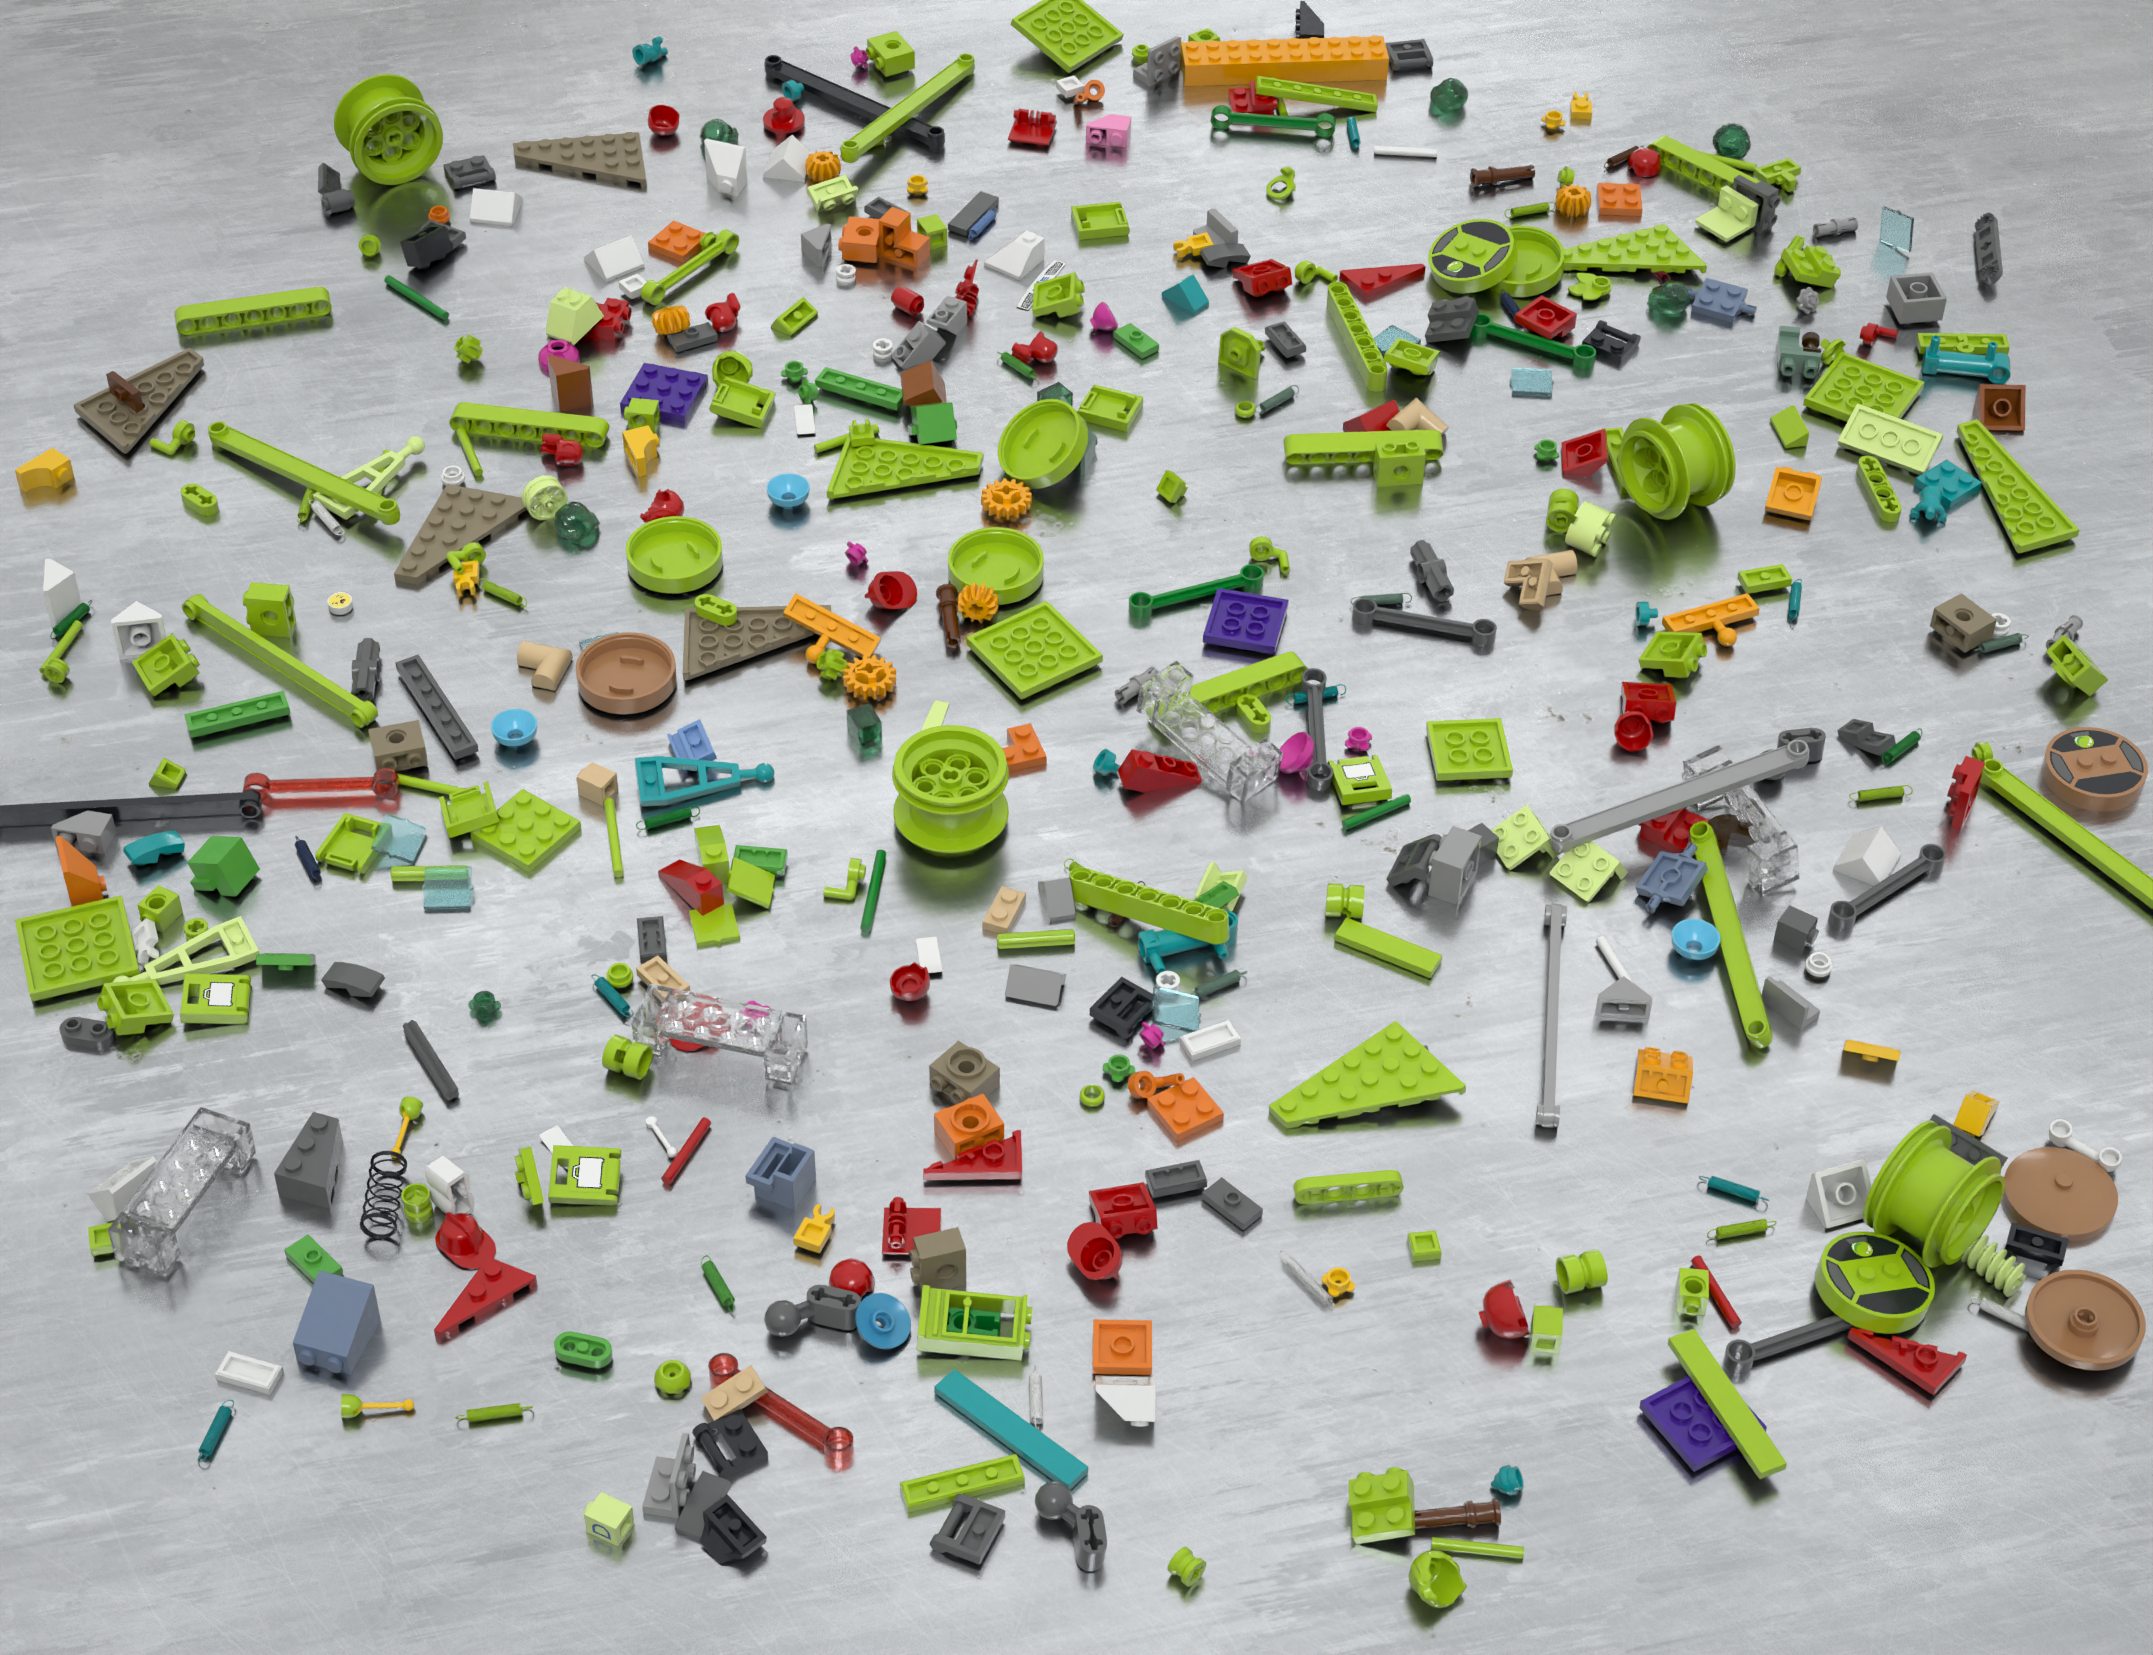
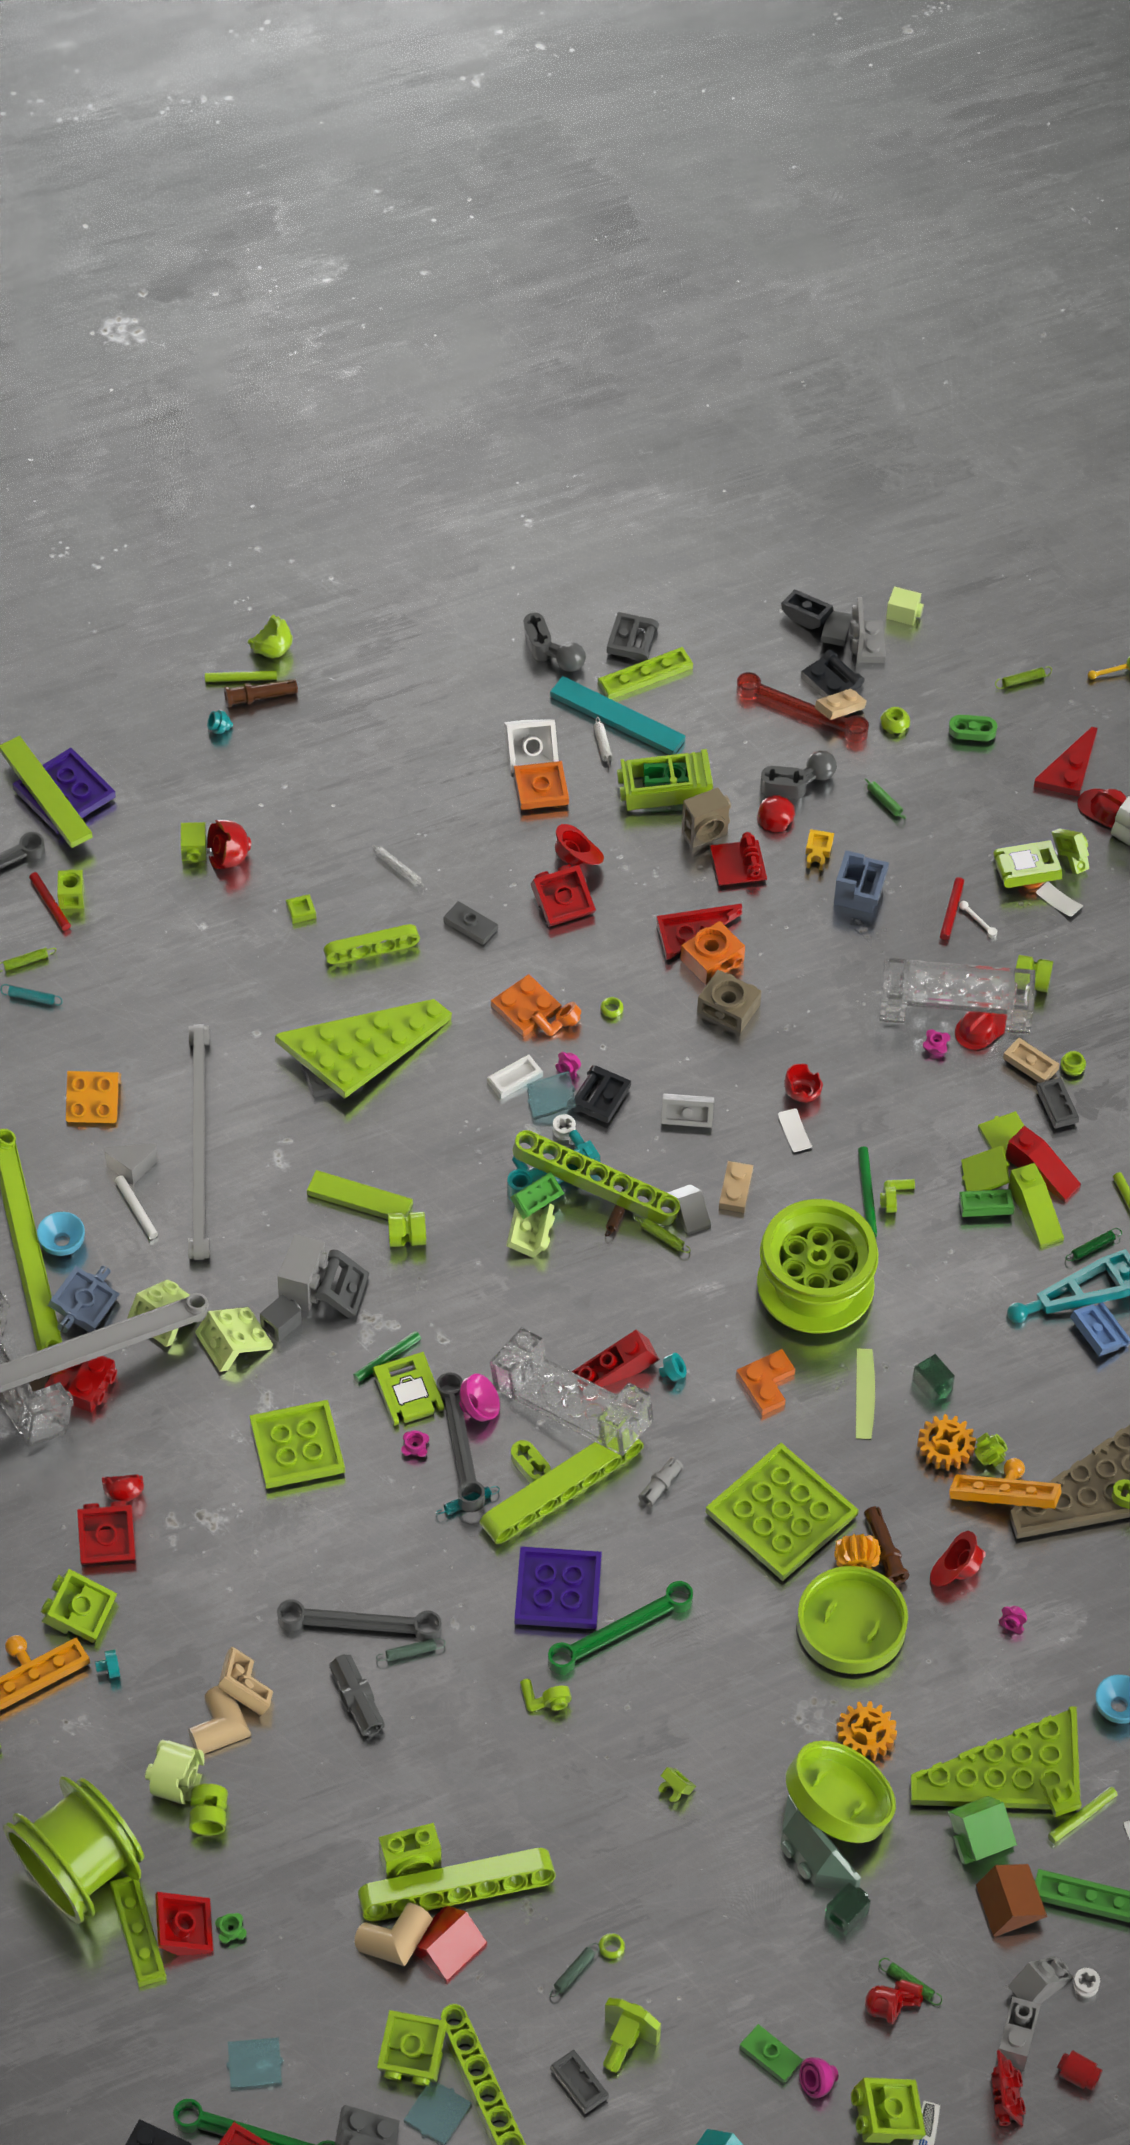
camera: 170 degrees right, 10 degrees up
(612, 995) = (1071, 1044): teal piece -> none
(890, 1314) = (739, 774): dark azure dish -> none
(1035, 939) = (698, 1157): lime axle -> none
(1108, 407) = (784, 1921): lime container -> none
(1118, 1067) = (593, 1028): bright green plate -> none
(1175, 1178) = (522, 934): dark grey plate -> none
(1186, 1566) = (461, 628): lime wheel -> none
(1218, 983) = (509, 1140): sand green piece -> none
(1337, 1276) = (371, 859): yellow plate -> none
(1382, 1505) = (316, 684): lime plate -> none
(1581, 1271) = (167, 889): lime wheel -> none

